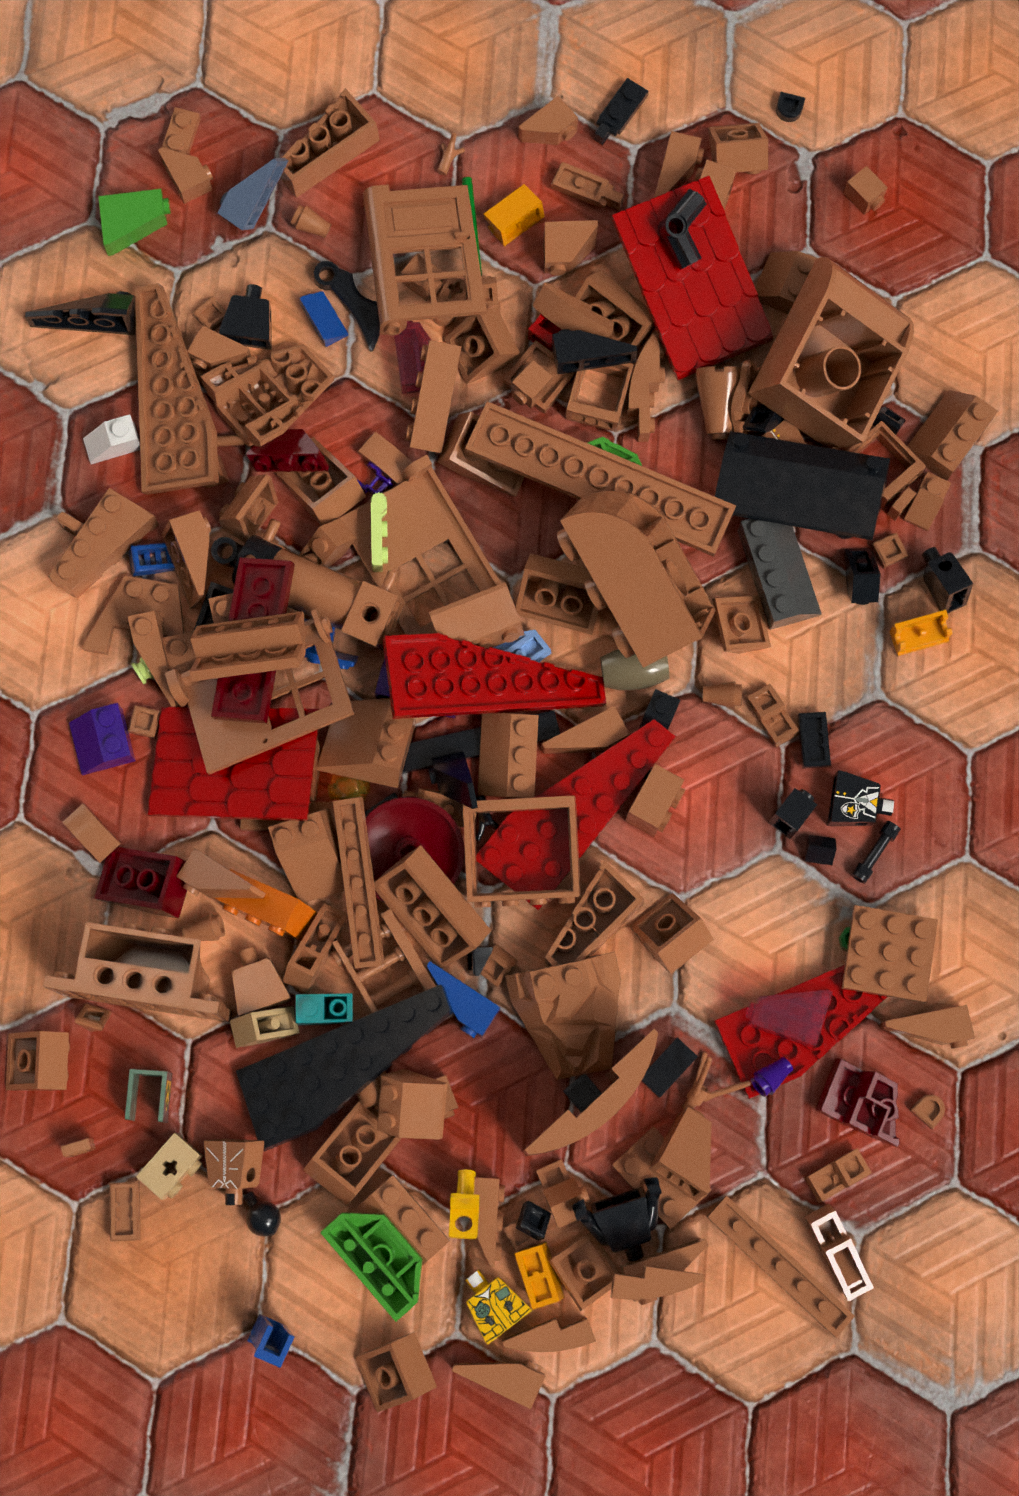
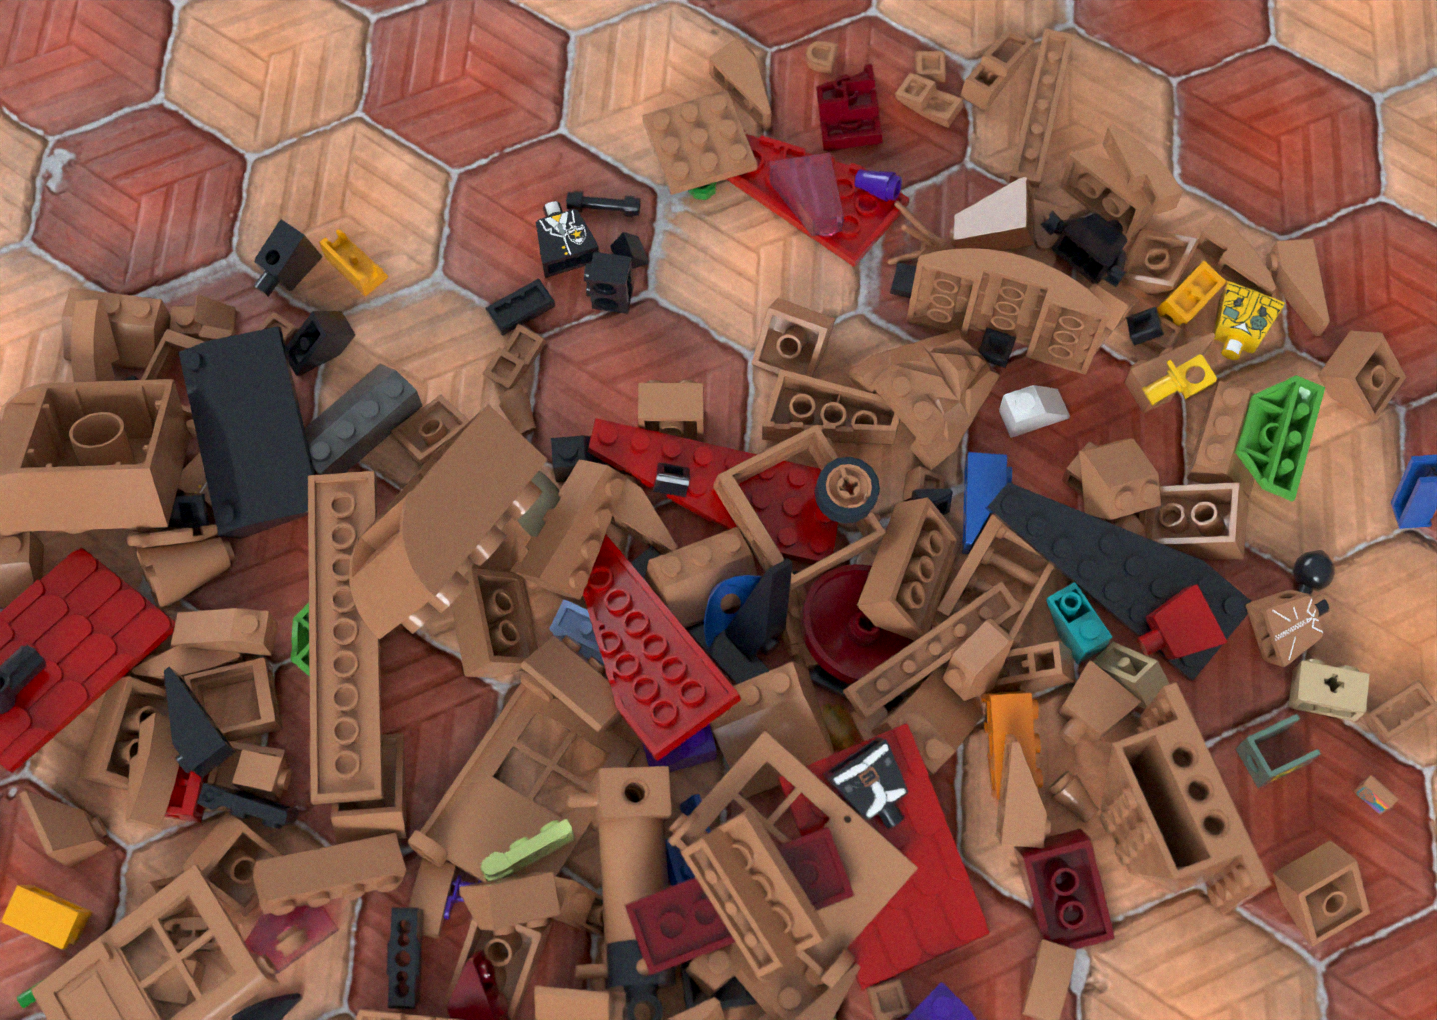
camera: 115 degrees left, 10 degrees down
(271, 1076) = (1182, 626): none -> red torso
(279, 767) = (871, 782): none -> torso
(331, 909) = (978, 661): none -> nougat slope
(344, 498) = (512, 901): none -> nougat slope
(354, 422) = (396, 965): none -> black piece
(401, 351) = (291, 940): none -> nougat plate
(475, 748) = (715, 618): none -> blue piece
(501, 378) = (247, 804): none -> black hinge
(512, 1088) = (1032, 409): none -> white slope
(521, 897) = (839, 504): none -> wheel
(592, 674) = (573, 530): none -> nougat wedge
(597, 768) = (672, 479): none -> black slope
(648, 403) = (226, 630): none -> nougat slope
(871, 1197) = (931, 65): none -> nougat tile
(931, 405) = (92, 342): none -> nougat slope

